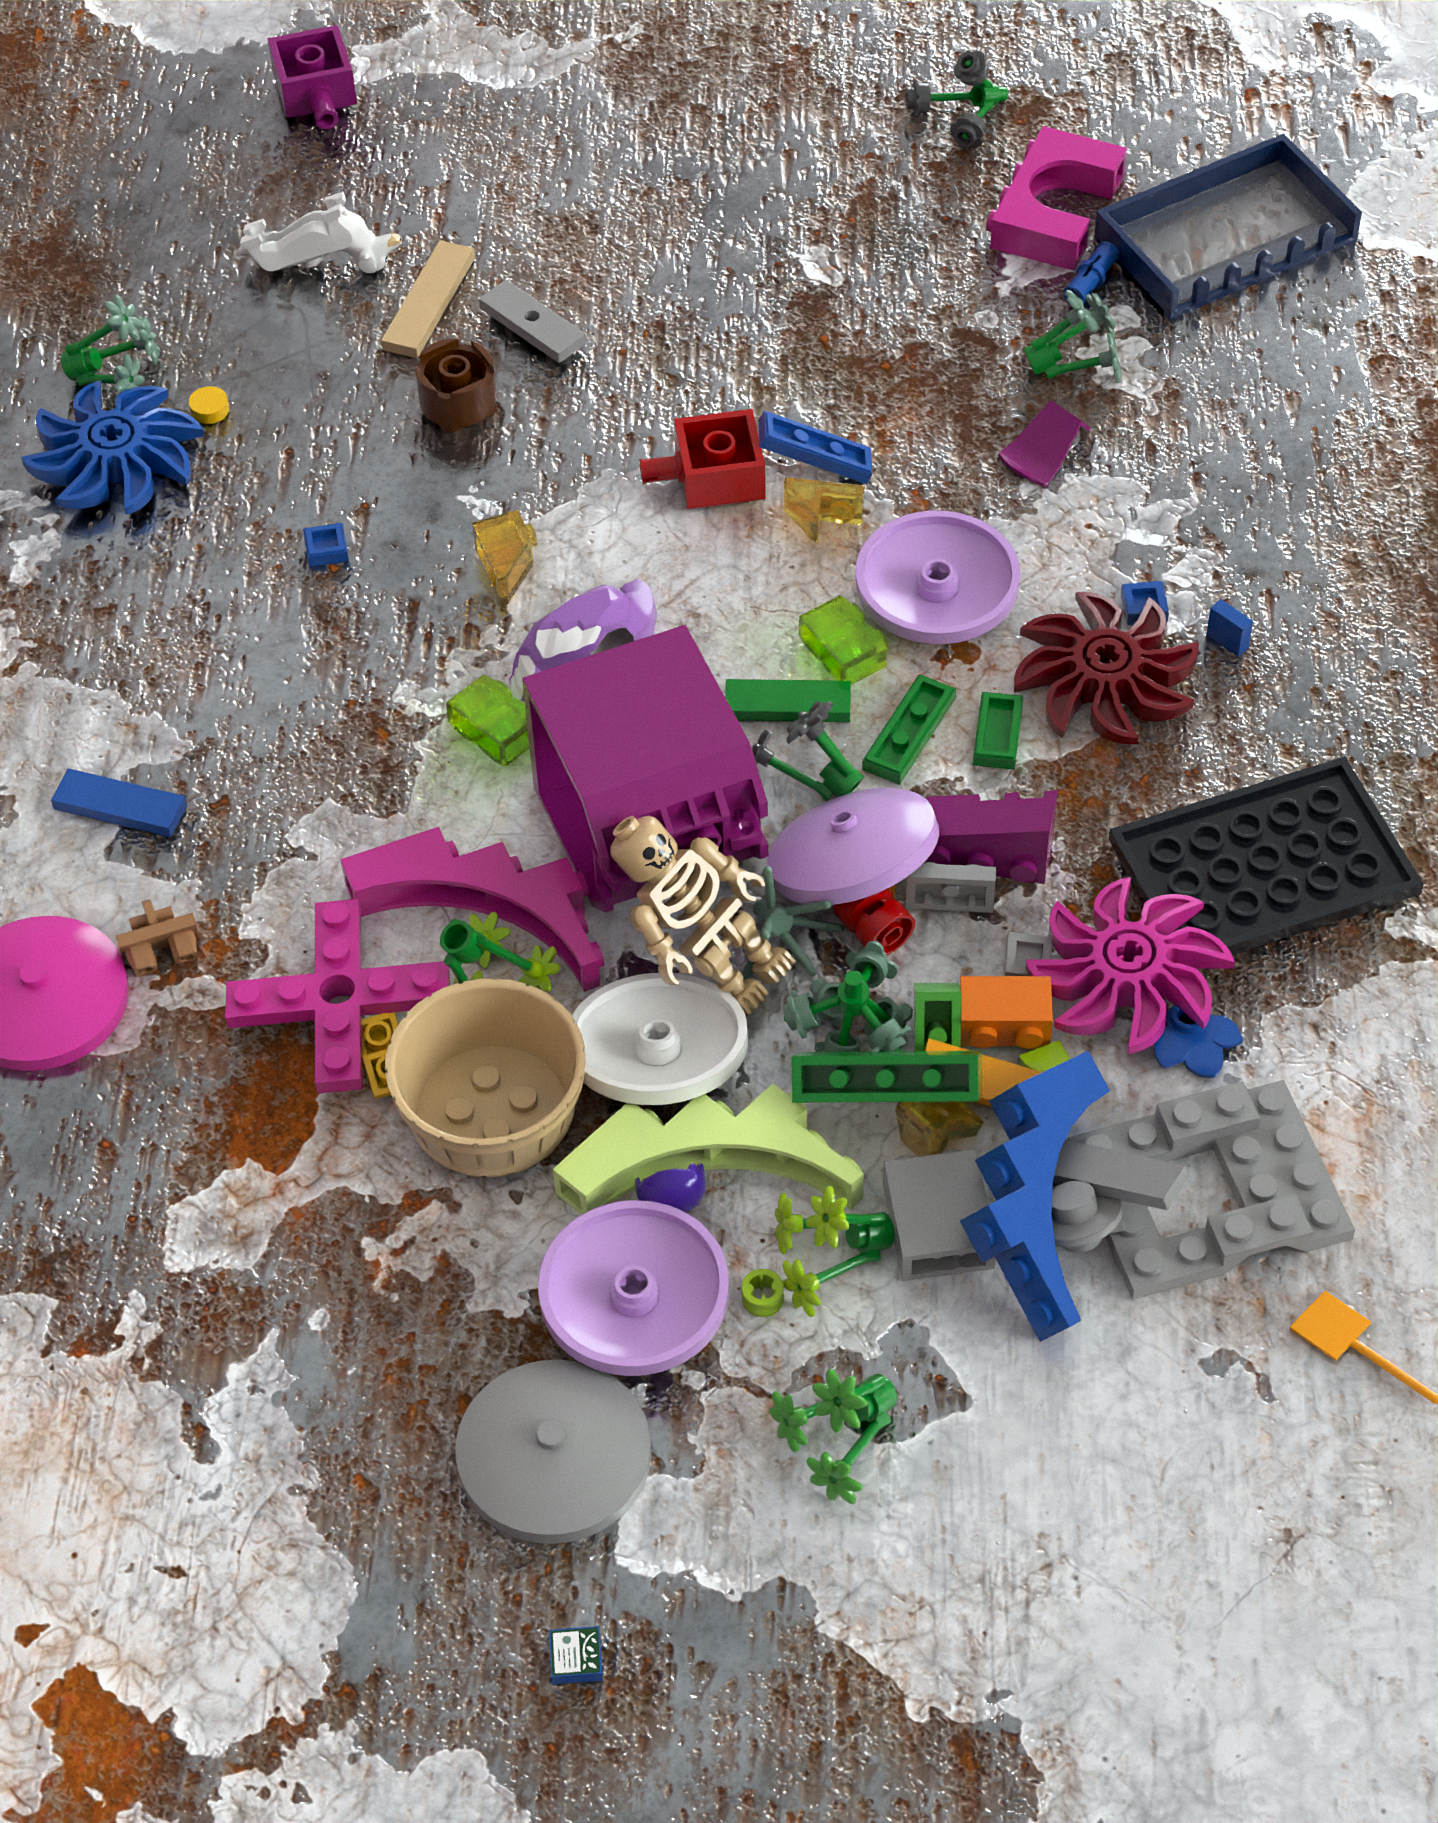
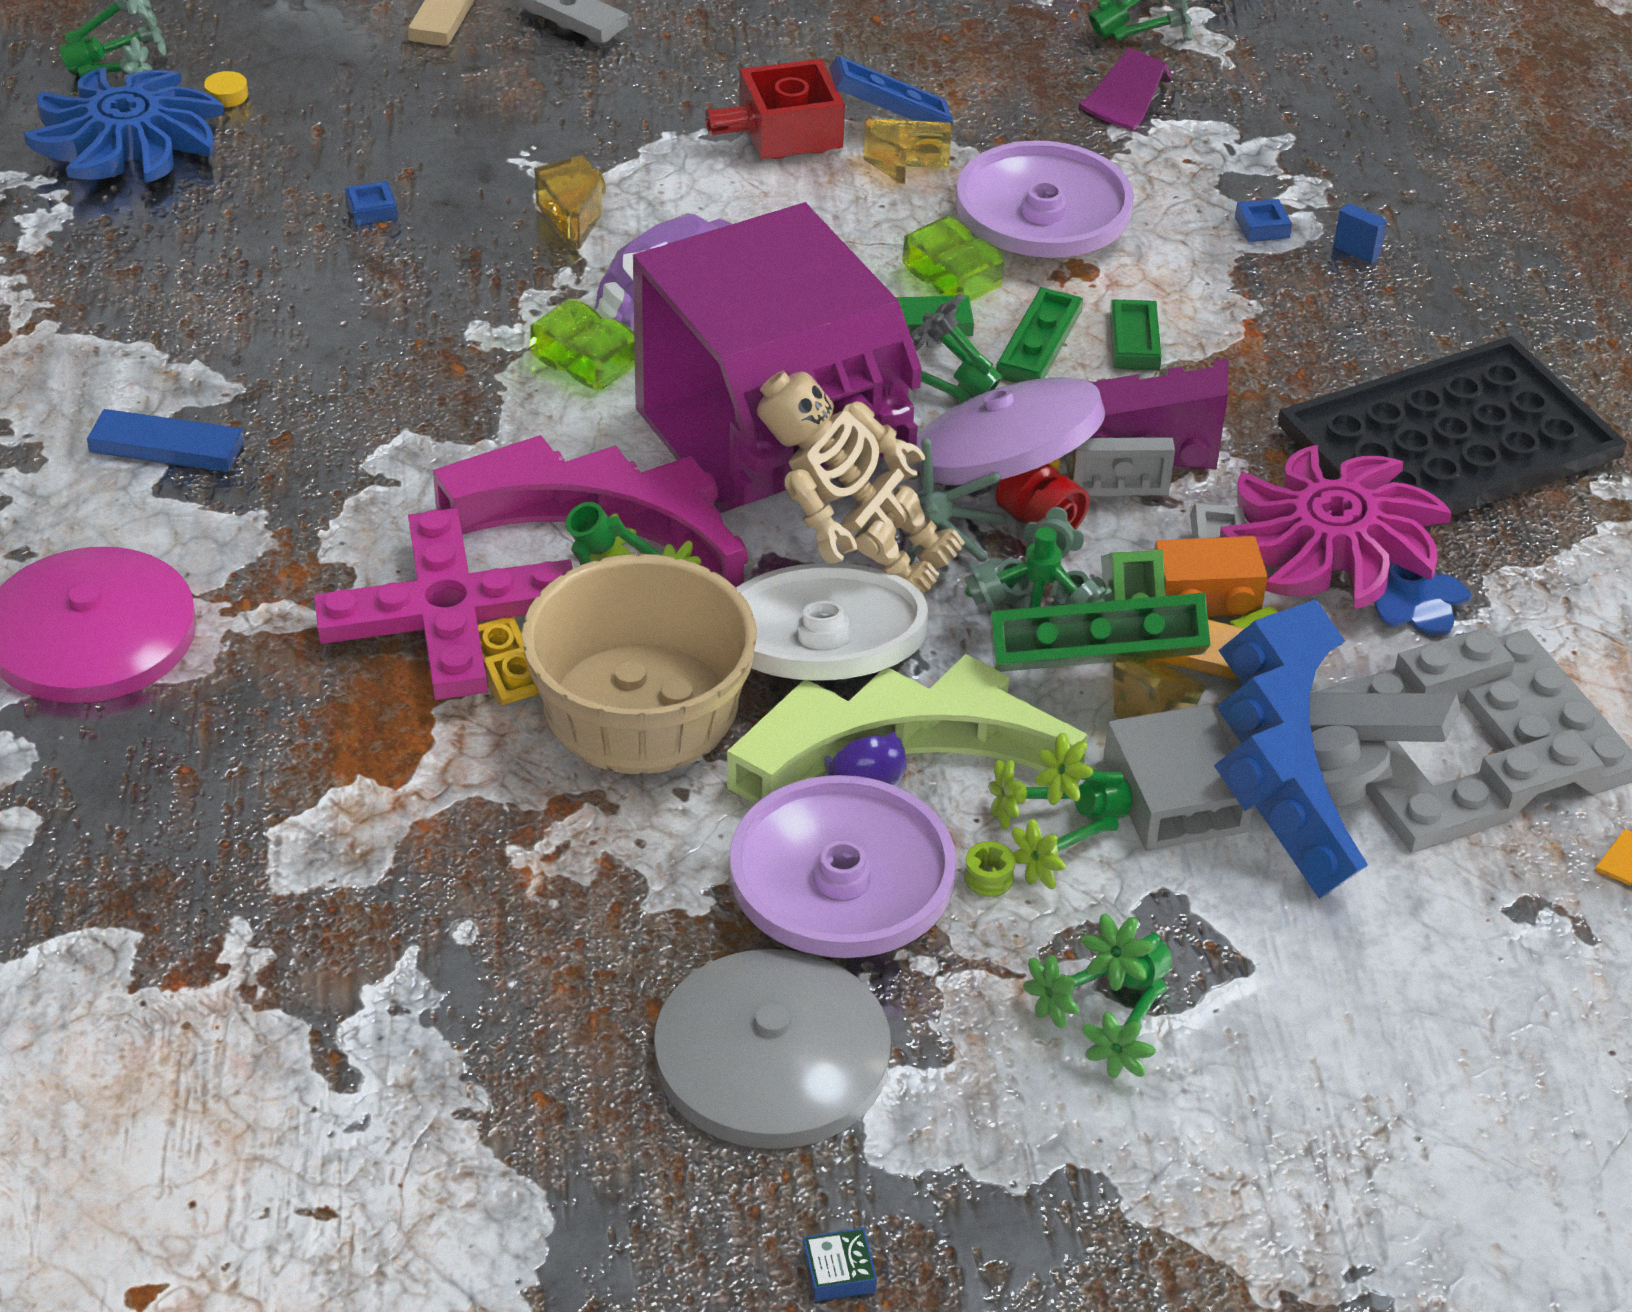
camera: 10 degrees left, 10 degrees down
(156, 931) = (225, 555): medium nougat hips -> none
(456, 384) = (496, 56): reddish brown brick -> none
(1106, 667) = (1239, 271): dark red piece -> none

